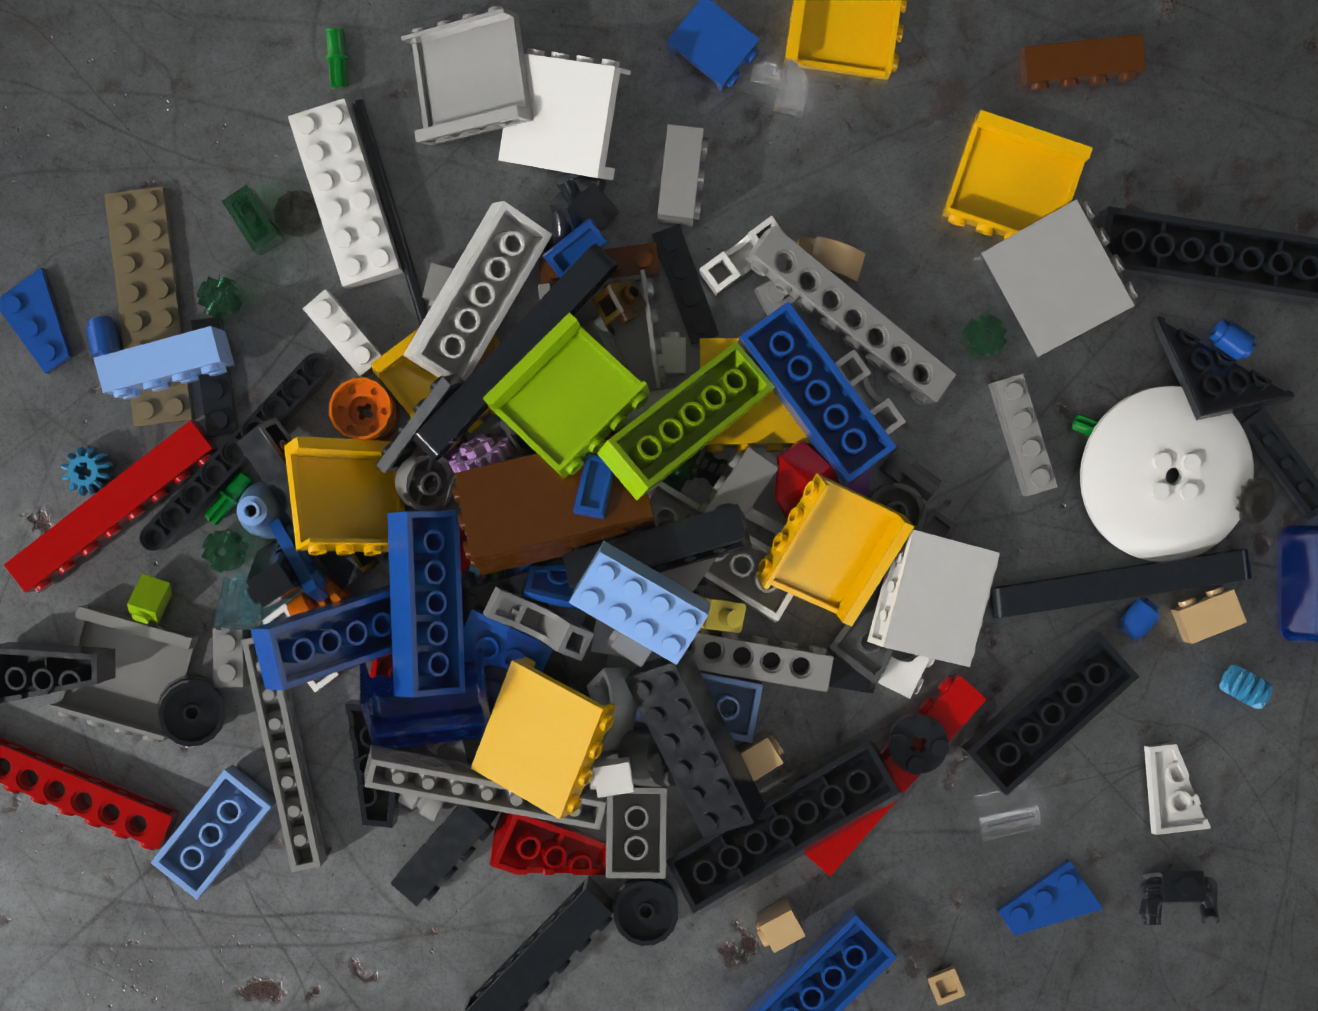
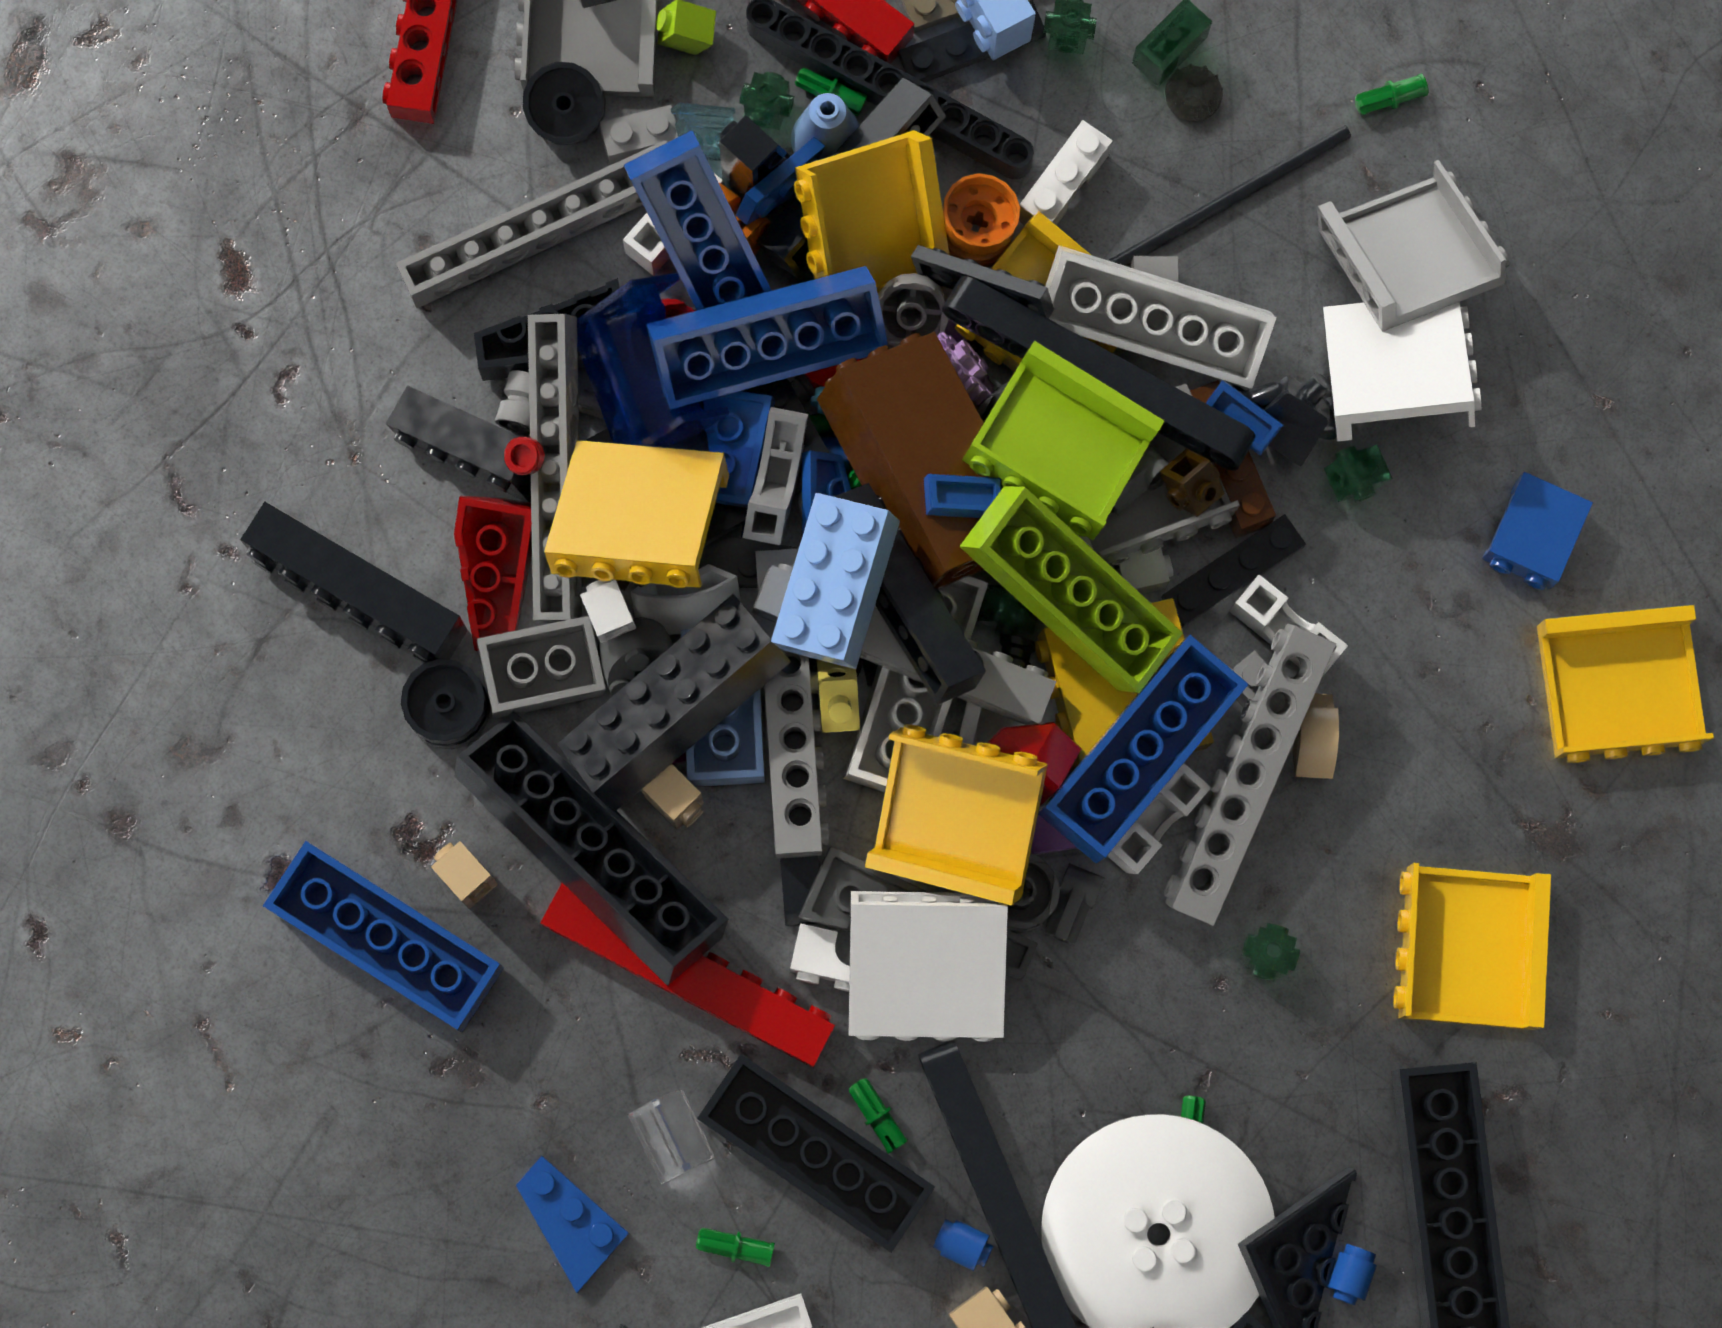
camera: 70 degrees right, 10 degrees down
(214, 831) = (422, 165): light blue brick -> none
(345, 194) = (1231, 141): white brick -> none
(474, 812) = (524, 455): none -> red tile
(635, 169) = (1352, 479): none -> clear green brick
(682, 175) = (1365, 527): light grey brick -> none
(791, 85) = (1510, 638): clear brick -> none
(934, 749) = (736, 1012): black plate -> none
(945, 985) = (430, 1111): tan plate -> none
(1022, 435) = (1159, 1032): light grey brick -> none
(1030, 658) = (877, 1115): none -> green axle
(1061, 276) = (1372, 1023): light grey panel -> none
(1082, 61) = (1647, 992): reddish brown brick -> none
(1098, 785) = (735, 1246): none -> green axle

